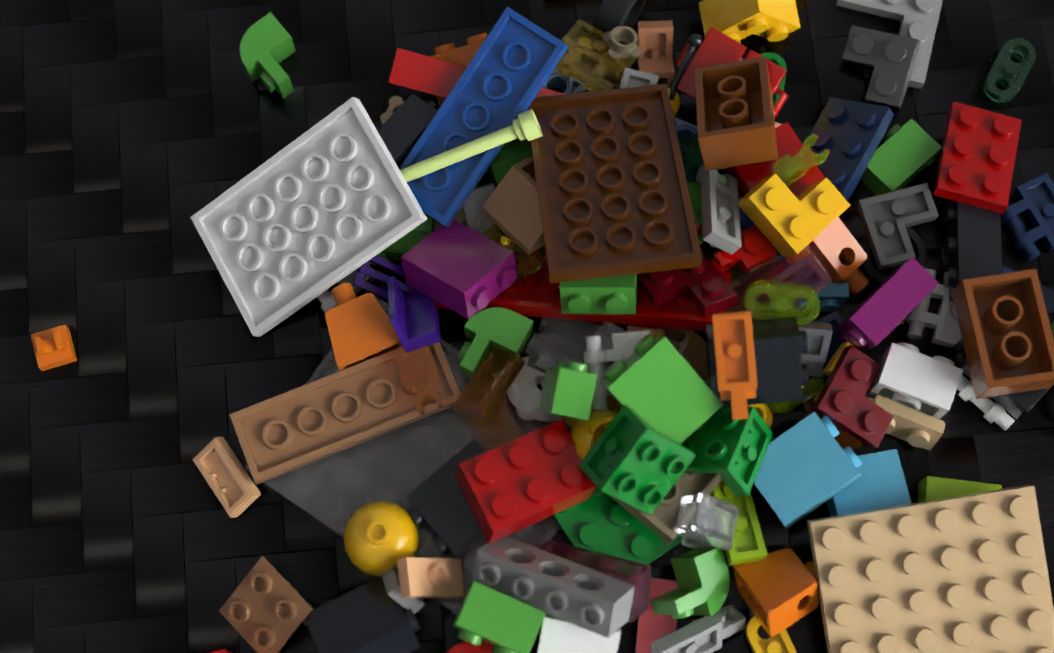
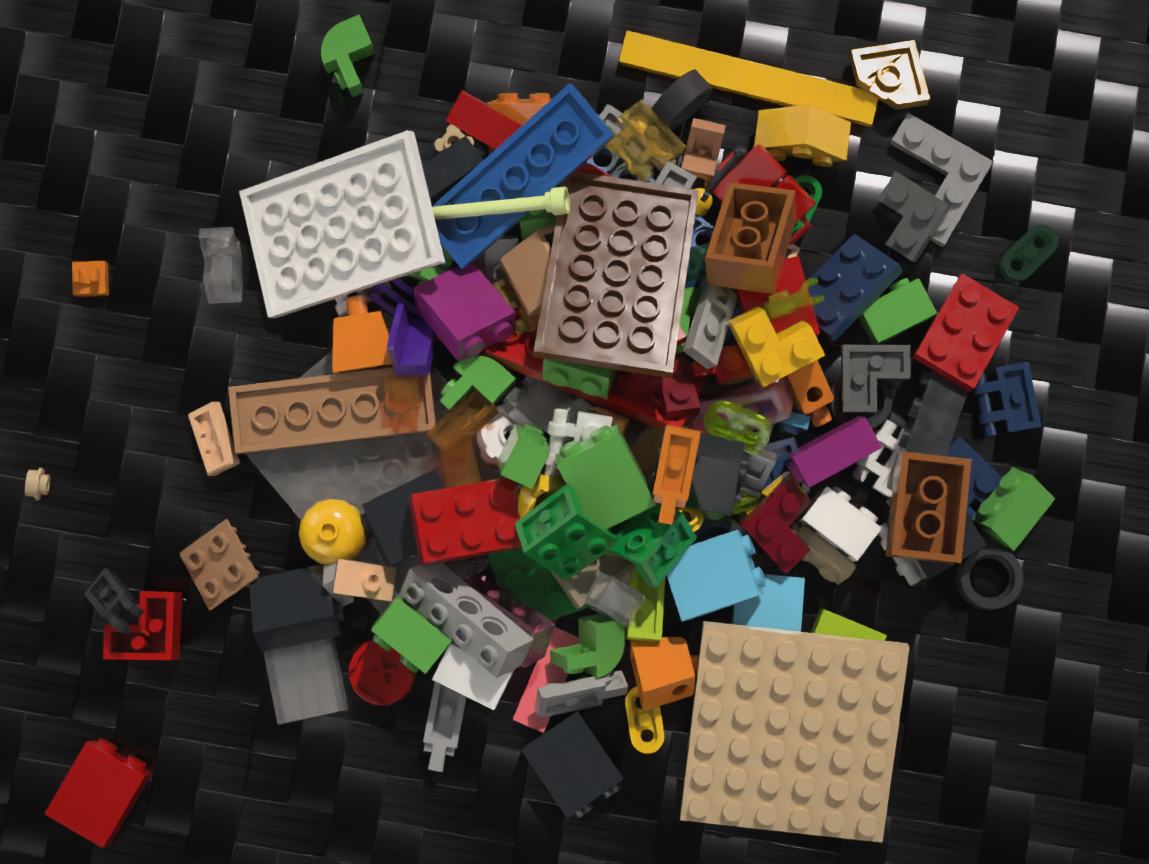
camera: 15 degrees right, 10 degrees up
(45, 577) = (37, 483): none -> tan plate
(190, 293) = (222, 265): none -> clear brick
(622, 43) = (675, 129): dark tan plate -> none

